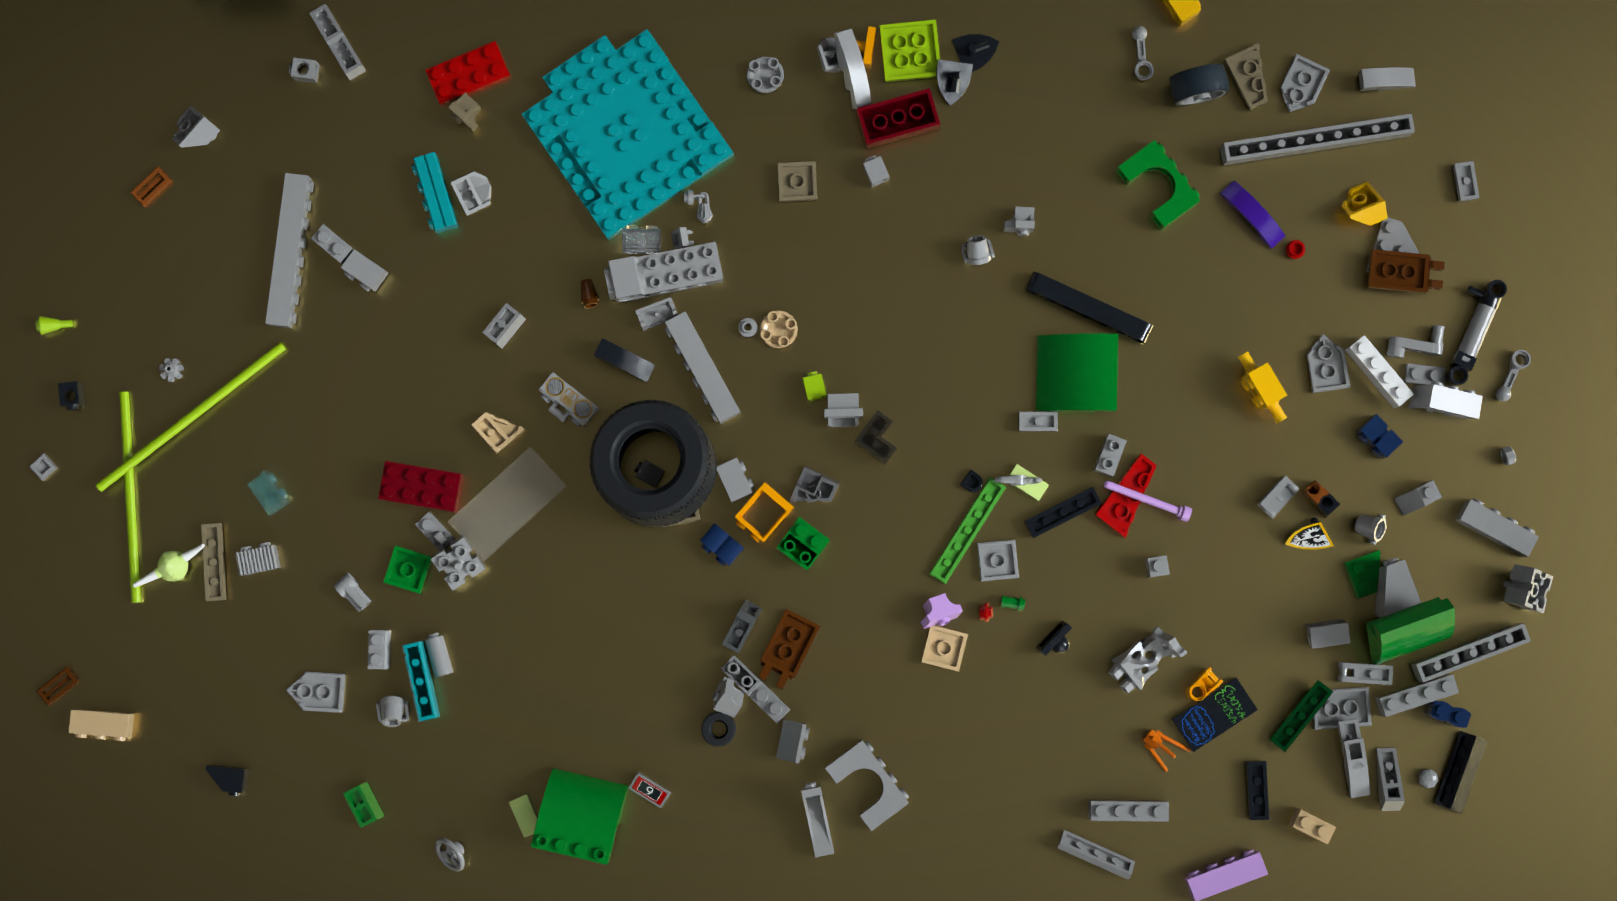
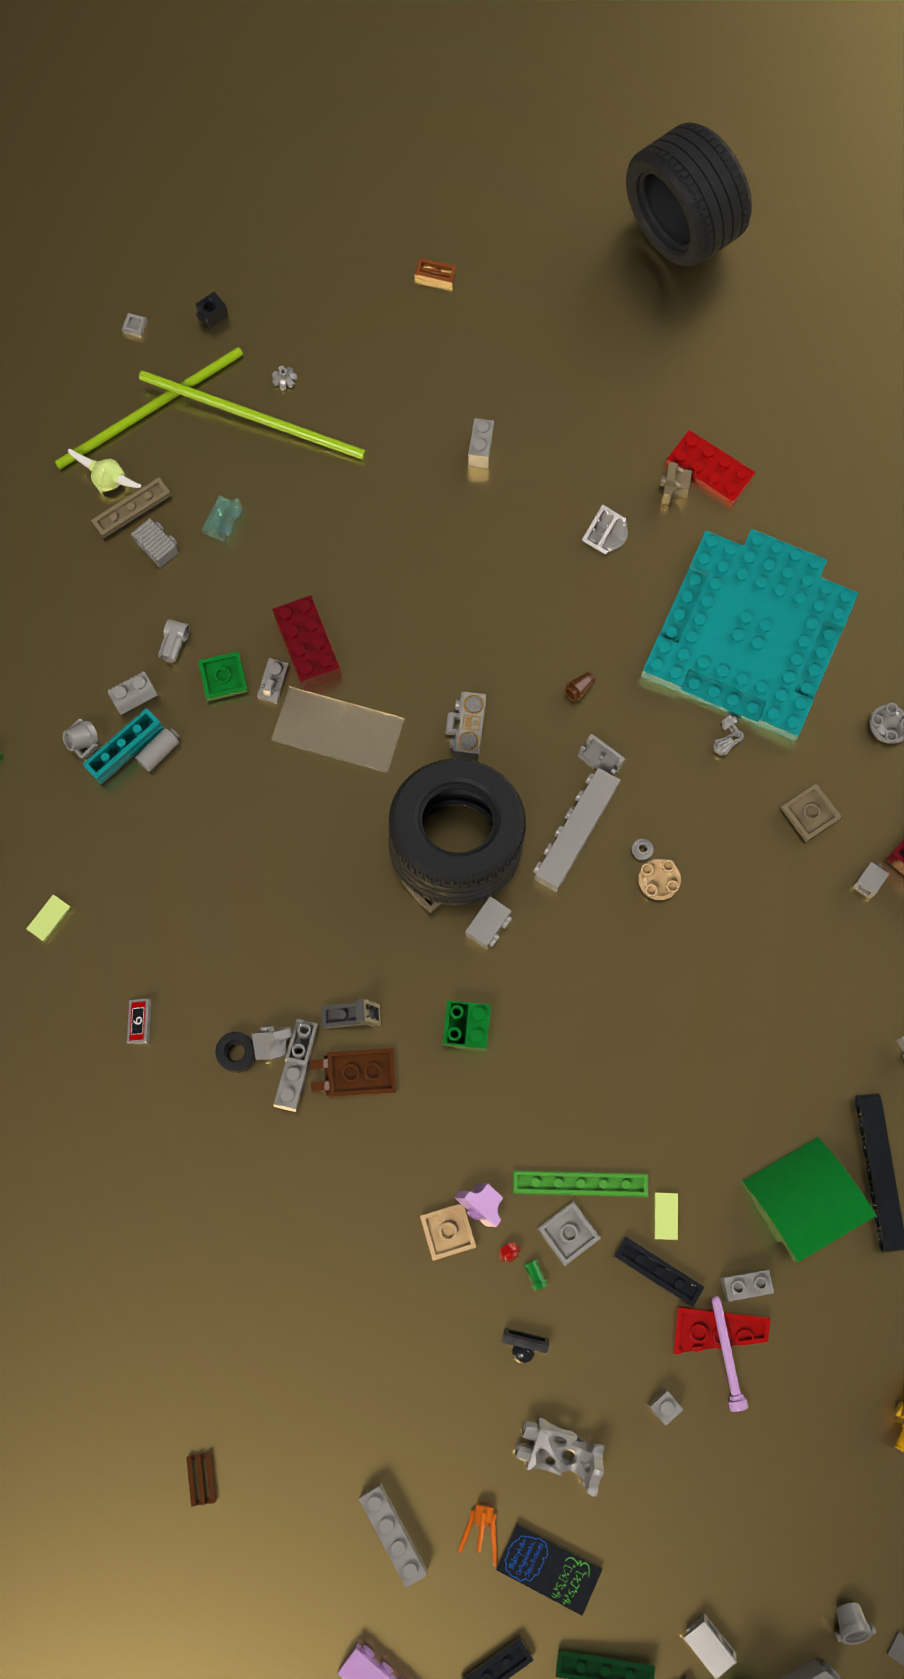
camera: 65 degrees right, 10 degrees down
(48, 324) = (260, 257): lime cone -> none
(194, 129) = (508, 276): light grey slope -> none
(288, 250) = (451, 410): light grey brick -> none
(312, 70) = (620, 339): light grey brick -> none
(319, 692) = (63, 665): light grey tile -> none
(337, 42) = (663, 346): light grey slope -> none
(364, 270) = (474, 483): light grey brick -> none
(435, 192) = (584, 500): teal brick -> none
(458, 562) = (255, 714): light grey brick -> none
(496, 431) = (399, 679): tan wing -> none
(504, 325) = (501, 629): light grey hinge -> none
(579, 816) = (73, 966): green slope -> none
(624, 360) = (538, 753): black slope -> none
(641, 240) = (660, 703): clear brick -> none
(649, 473) = (446, 837): light grey brick -> none
(663, 272) = (643, 739): light grey brick -> none
(680, 238) = (685, 737): light grey tile -> none
(721, 544) = (418, 948): dark blue brick -> none
(757, 536) = (475, 951): light orange window -> none
(791, 741) = (265, 1132): light grey slope -> none
(814, 386) = (626, 945): lime brick -> none
(814, 487) = (529, 1004): flat silver slope -> none
(817, 819) = (200, 1204): light grey arch -> none
(843, 410) = (621, 985): light grey plate -> none
(872, 438) = (611, 1031): clear smoke brick -> none
(891, 798) = (265, 1269): light grey arch -> none
(972, 482) = (631, 1159): black tile -> none
(978, 250) = (862, 1023): light grey piece -> none
(1017, 480) = (662, 1203): light grey piece -> none
(1038, 421) = (733, 1189): light grey plate -> none
(1096, 854) = (326, 1528): light grey plate -> none
(1205, 682) = (577, 1537): light orange piece -> none
(1278, 496) = (818, 1496): light grey hinge -> none
(1310, 536) = (800, 1560): shield -> none
(1321, 498) = (847, 1547): leg -> none
(1364, 573) = (798, 1648): green wing -> none

